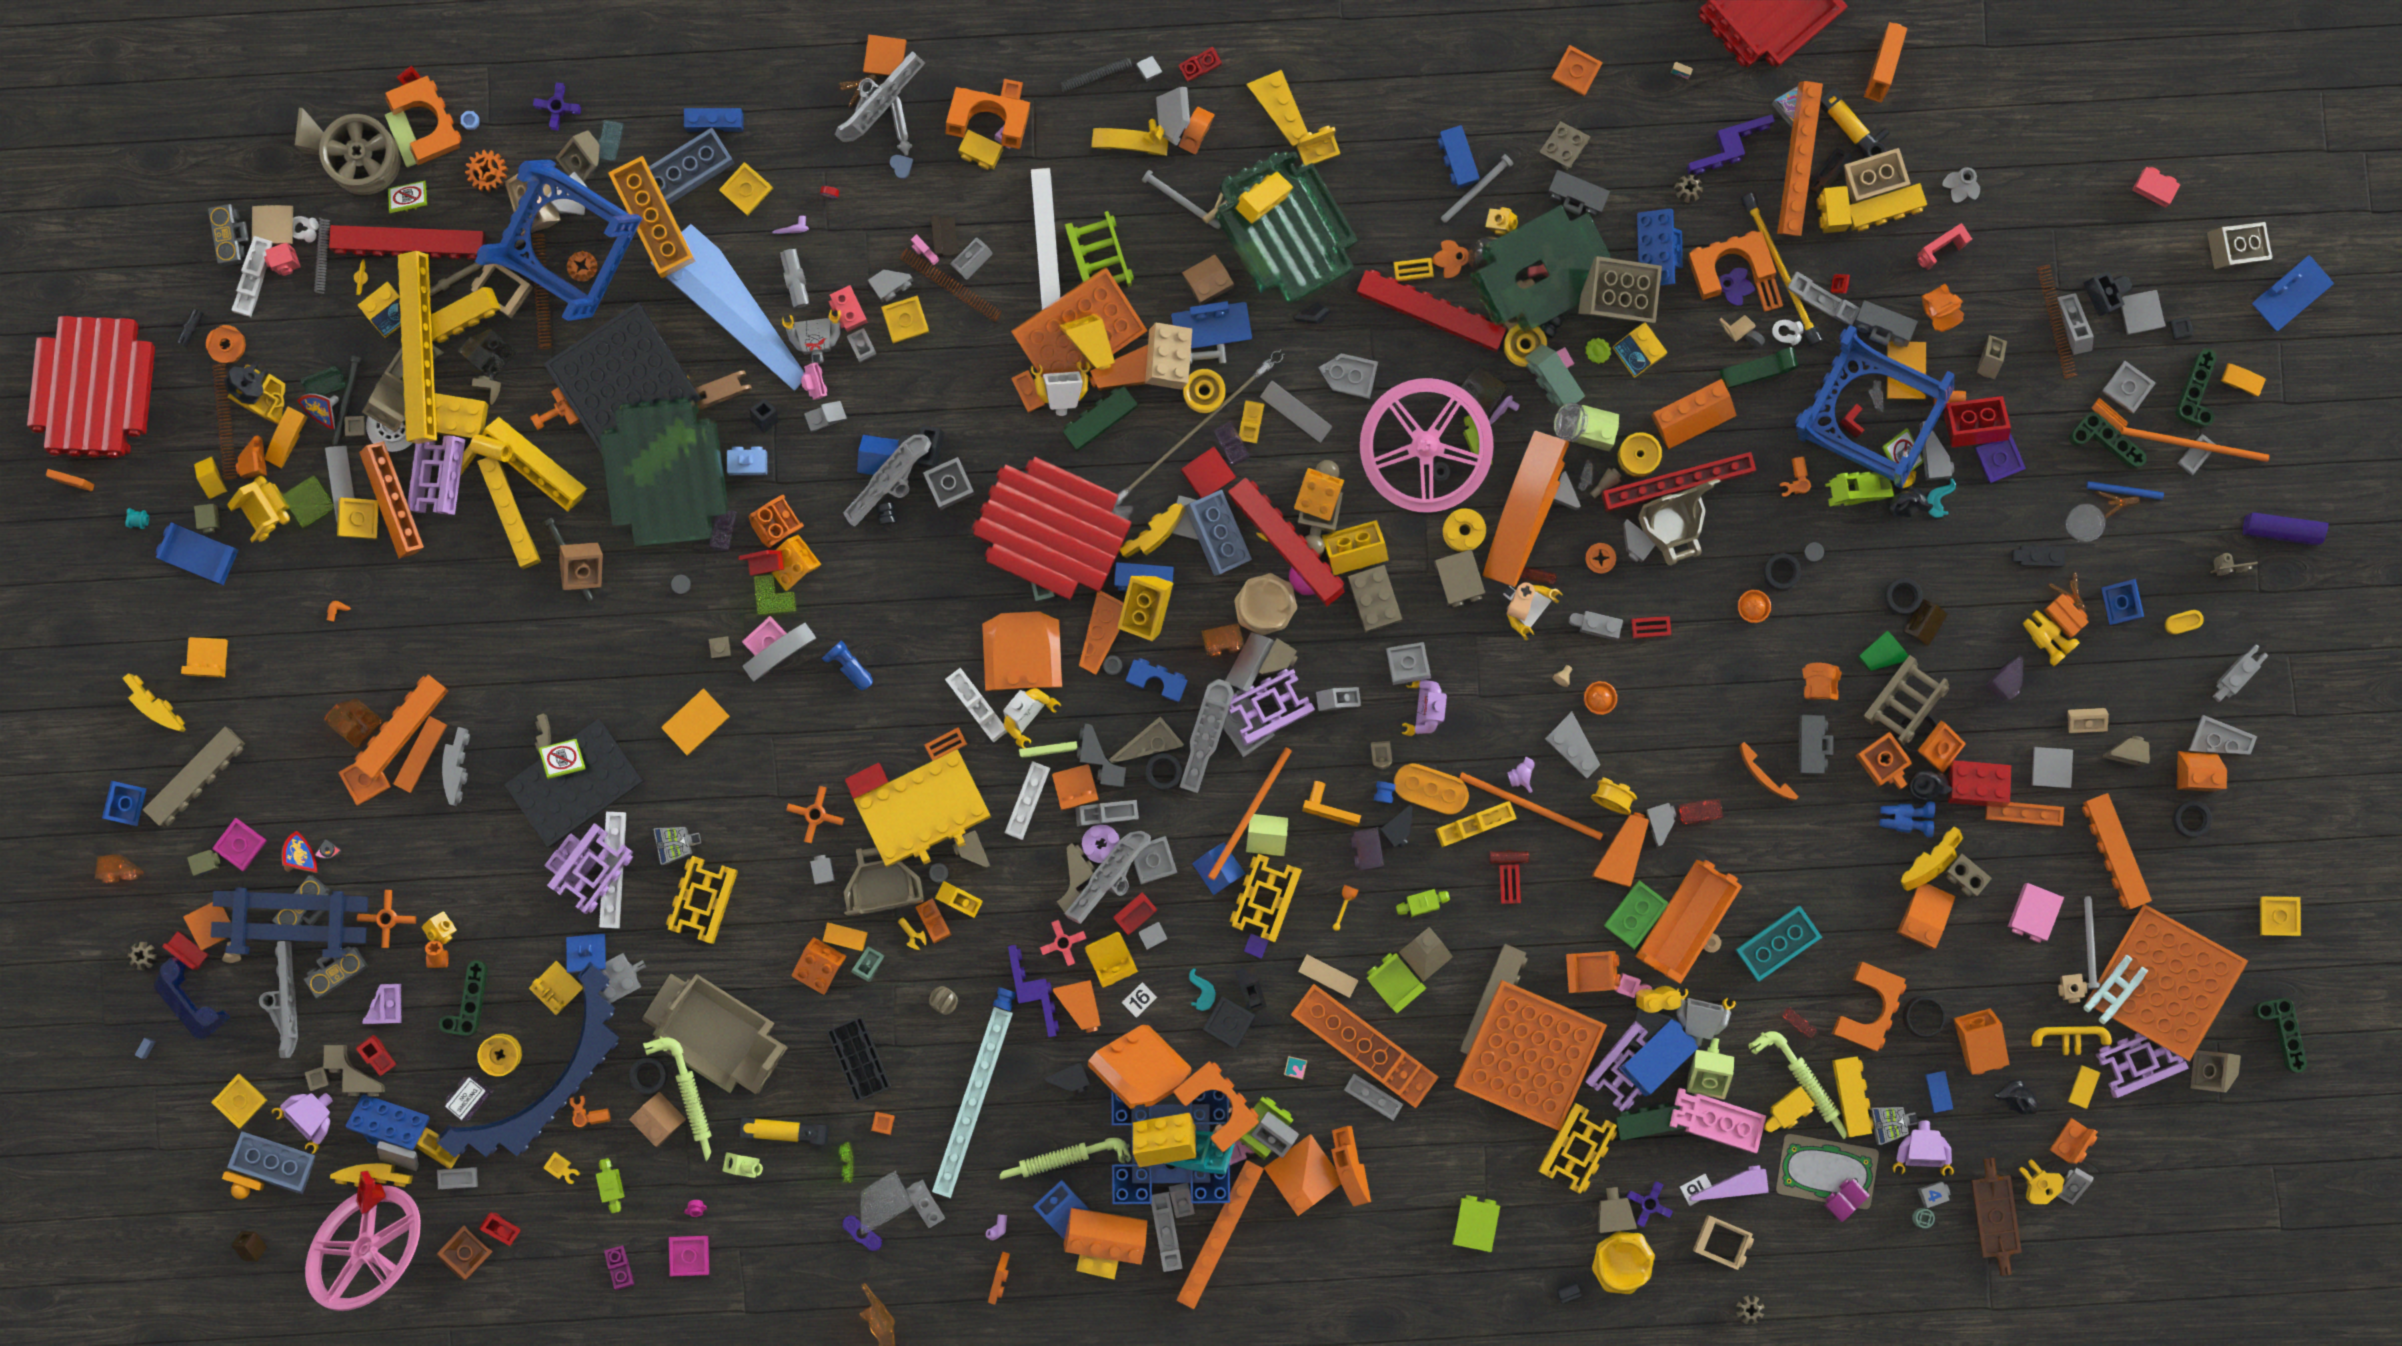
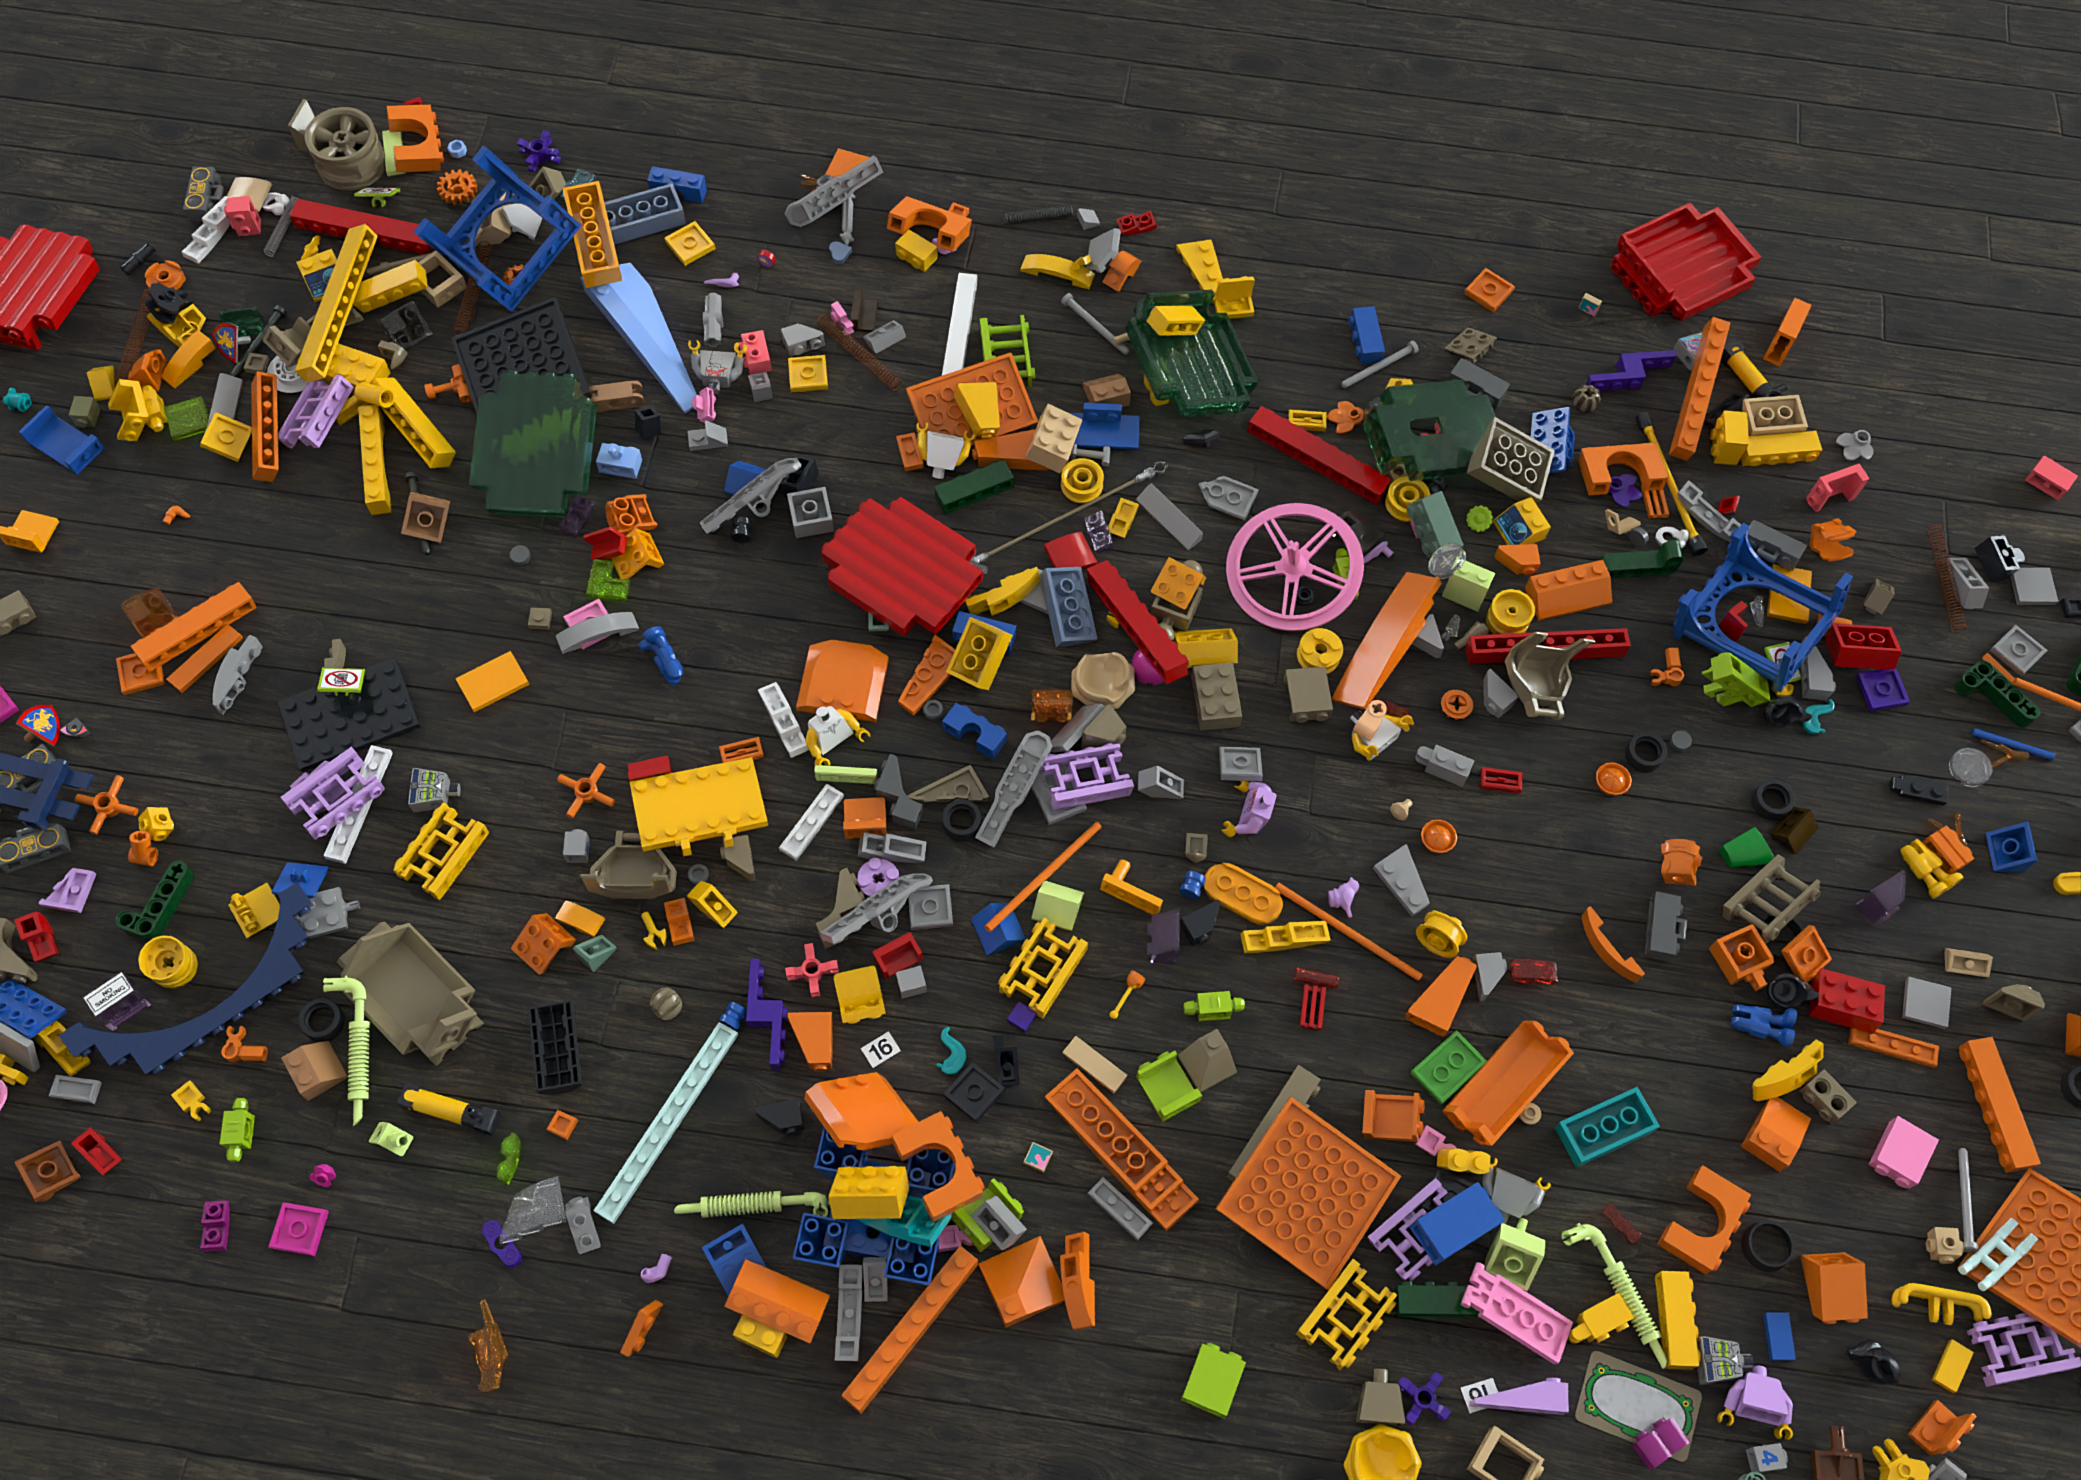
camera: 10 degrees right, 20 degrees down
(1643, 388) = (1519, 558): none -> orange slope

